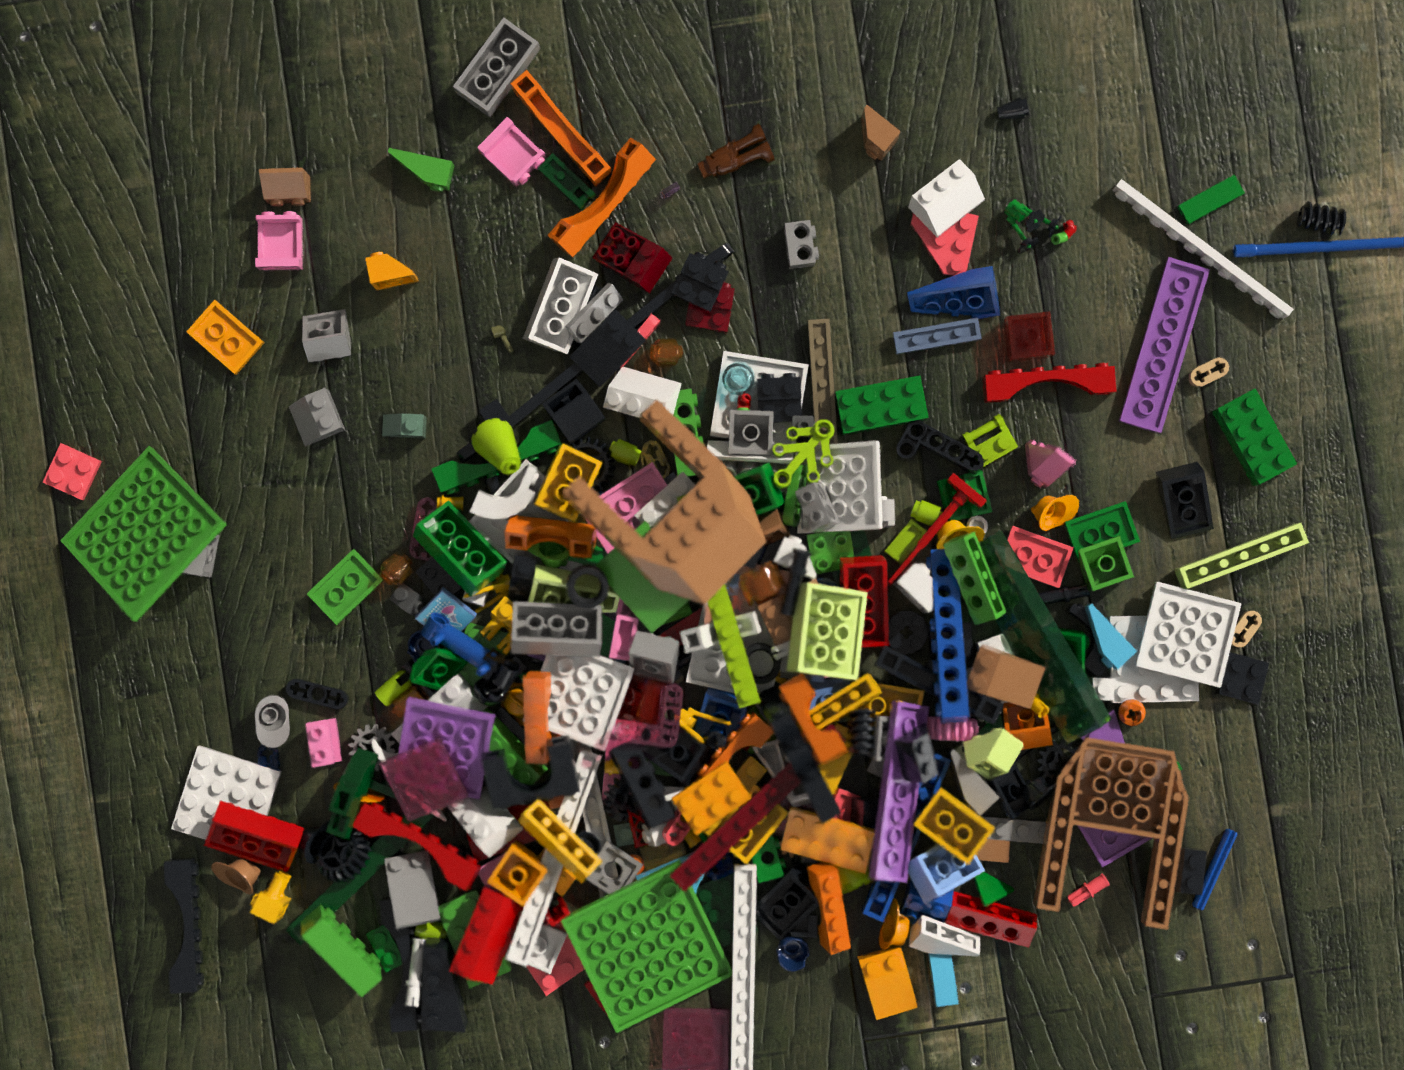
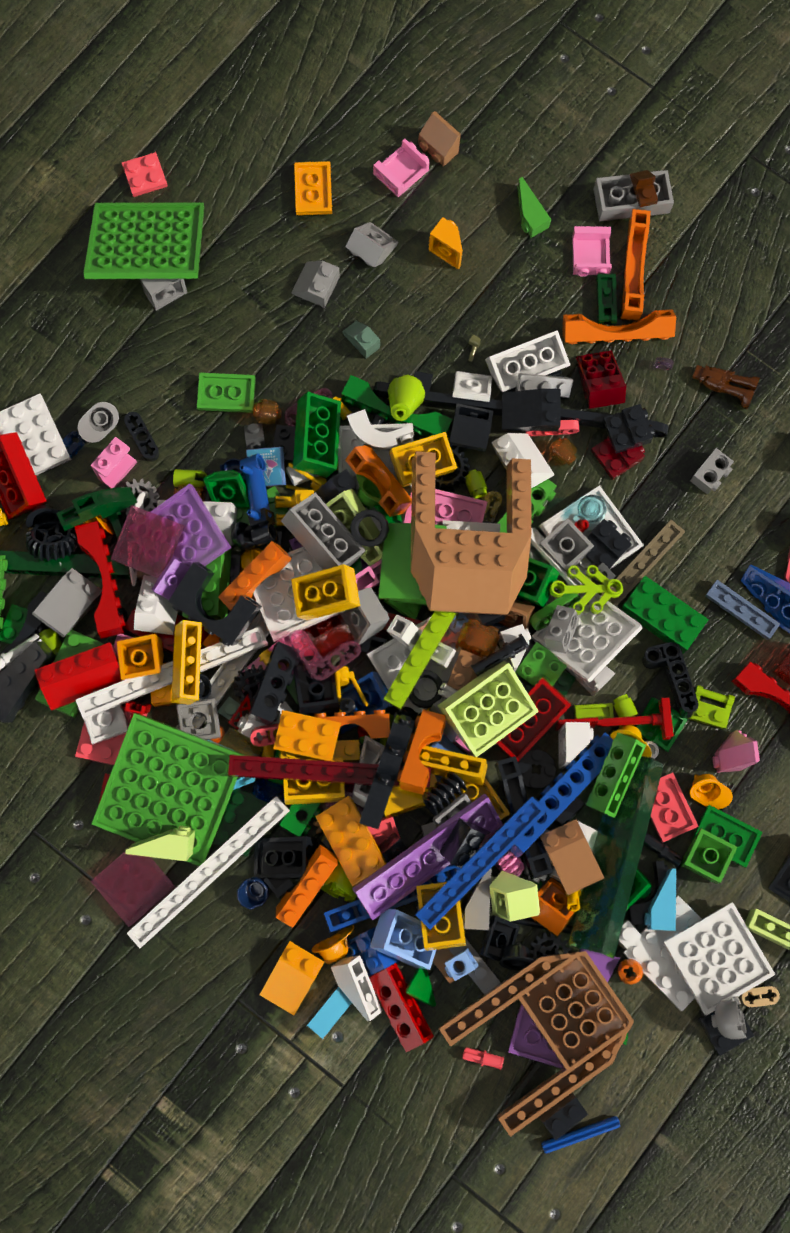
camera: 45 degrees right, 10 degrees down
(474, 788) = (170, 578): none -> medium lavender plate
(501, 55) = (644, 188): none -> reddish brown slope
(537, 374) = (472, 386): none -> white tile
(609, 675) = (325, 592): none -> yellow brick
(693, 989) = (172, 844): none -> yellowish green slope
(945, 758) = (480, 862): none -> blue plate
(1003, 833) = (468, 960): none -> light blue brick
(1241, 673) = (729, 1018): none -> light grey cylinder

